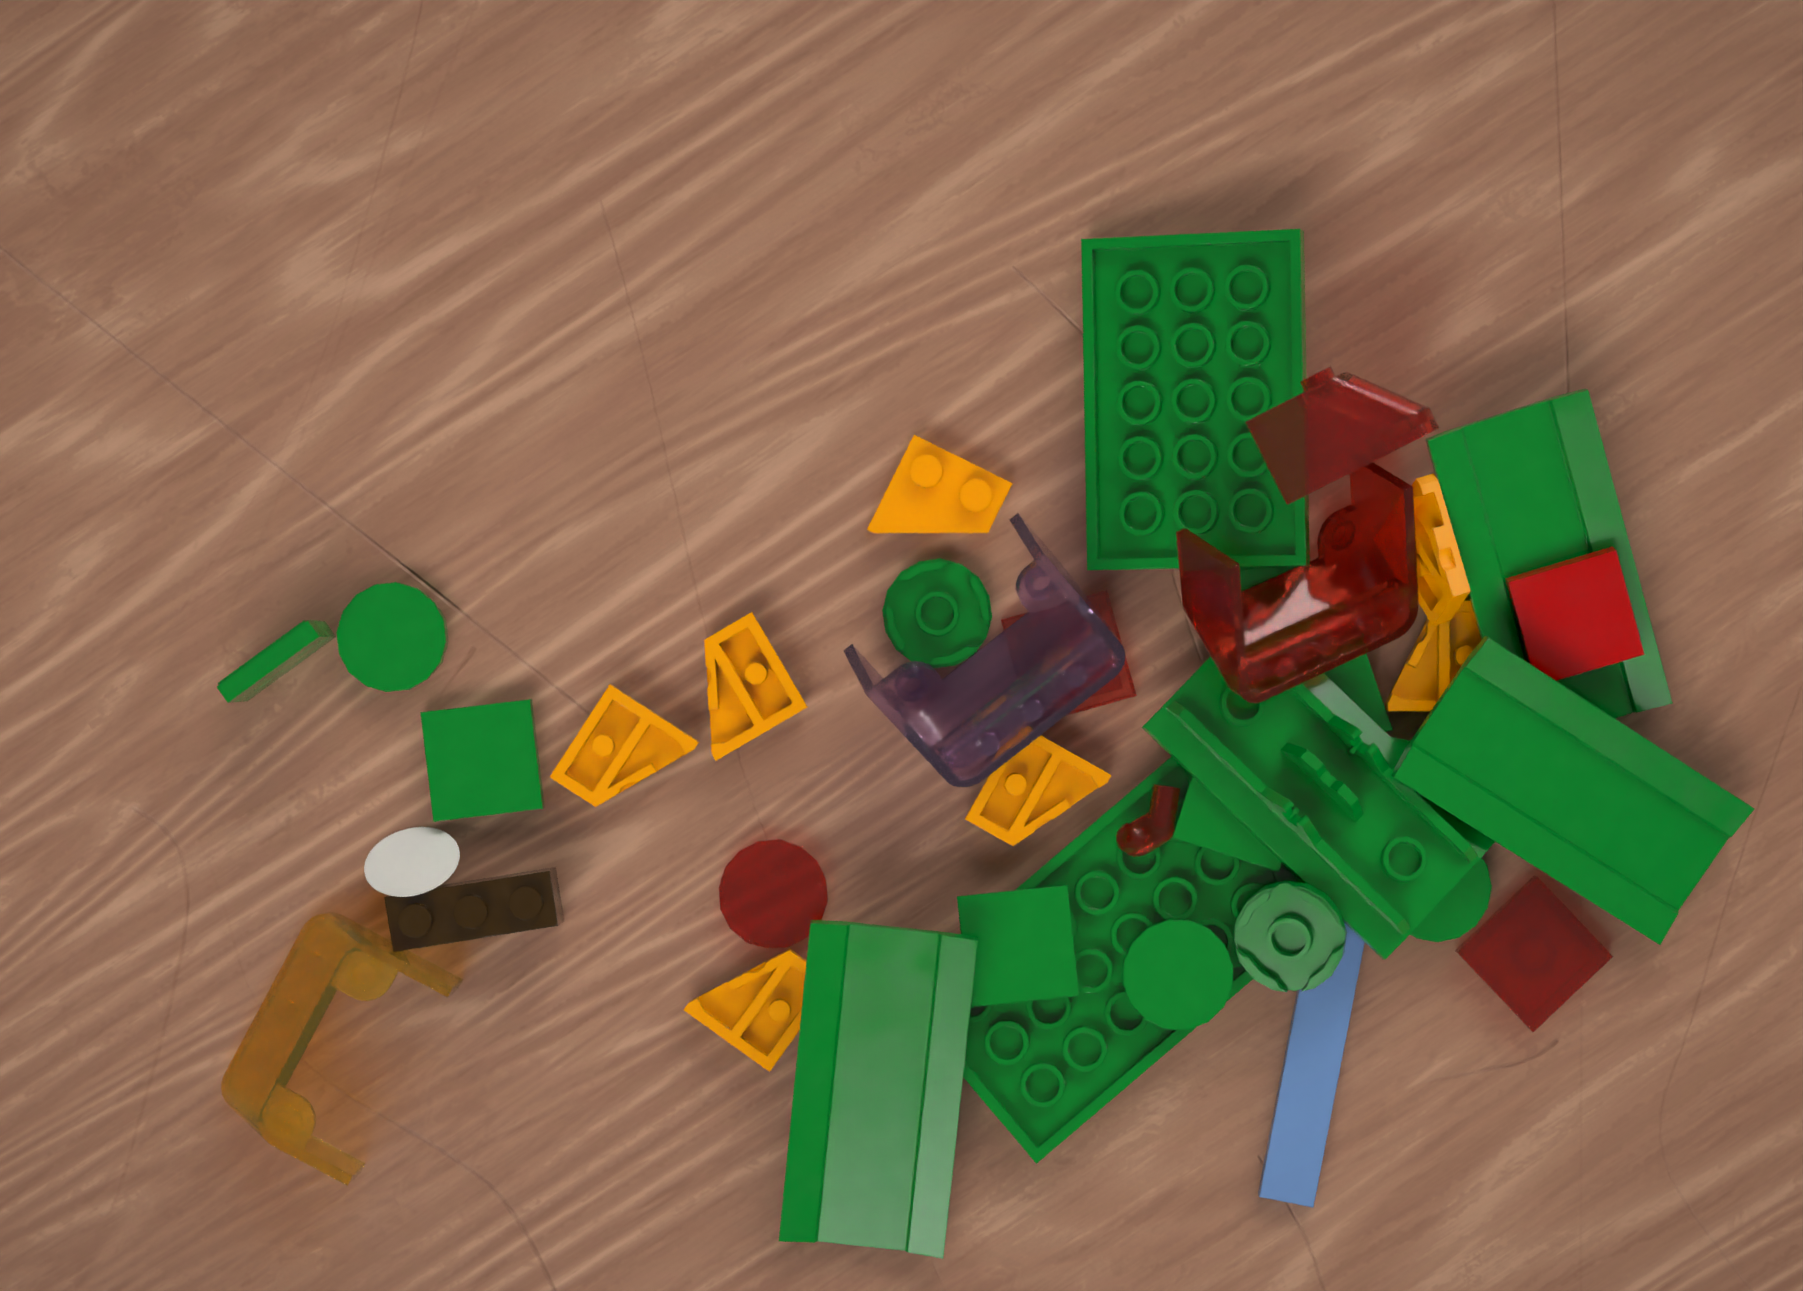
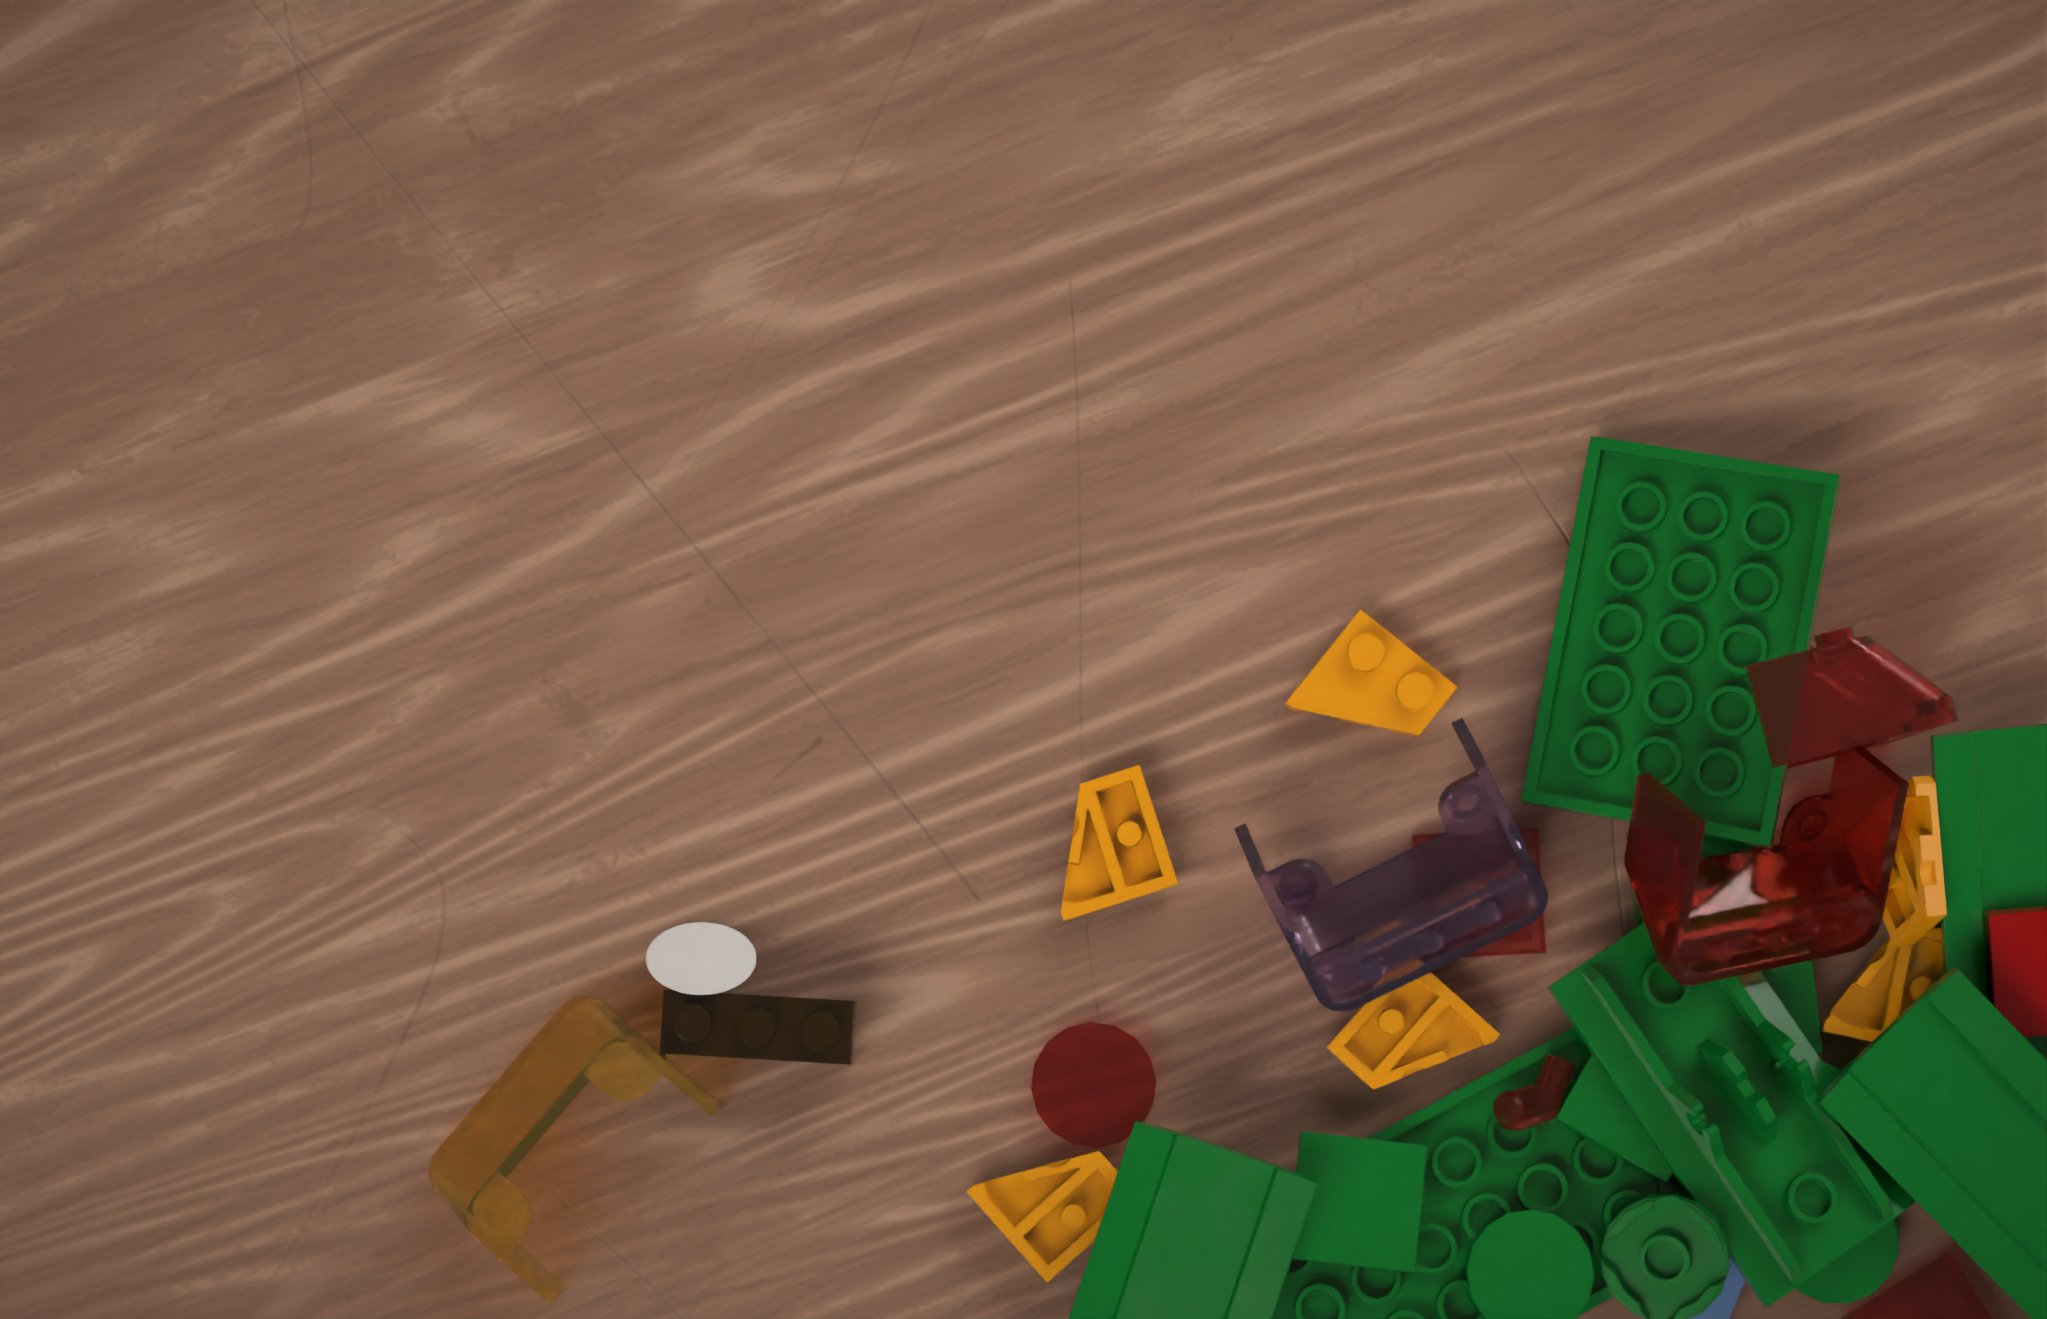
camera: 15 degrees right, 5 degrees down
(275, 660) = (602, 701): green tile -> none
(392, 637) = (734, 705): green tile -> none
(482, 760) = (803, 864): green tile -> none
(619, 748) = (958, 884): light orange wing -> none
(937, 613) = (1343, 812): green tile -> none

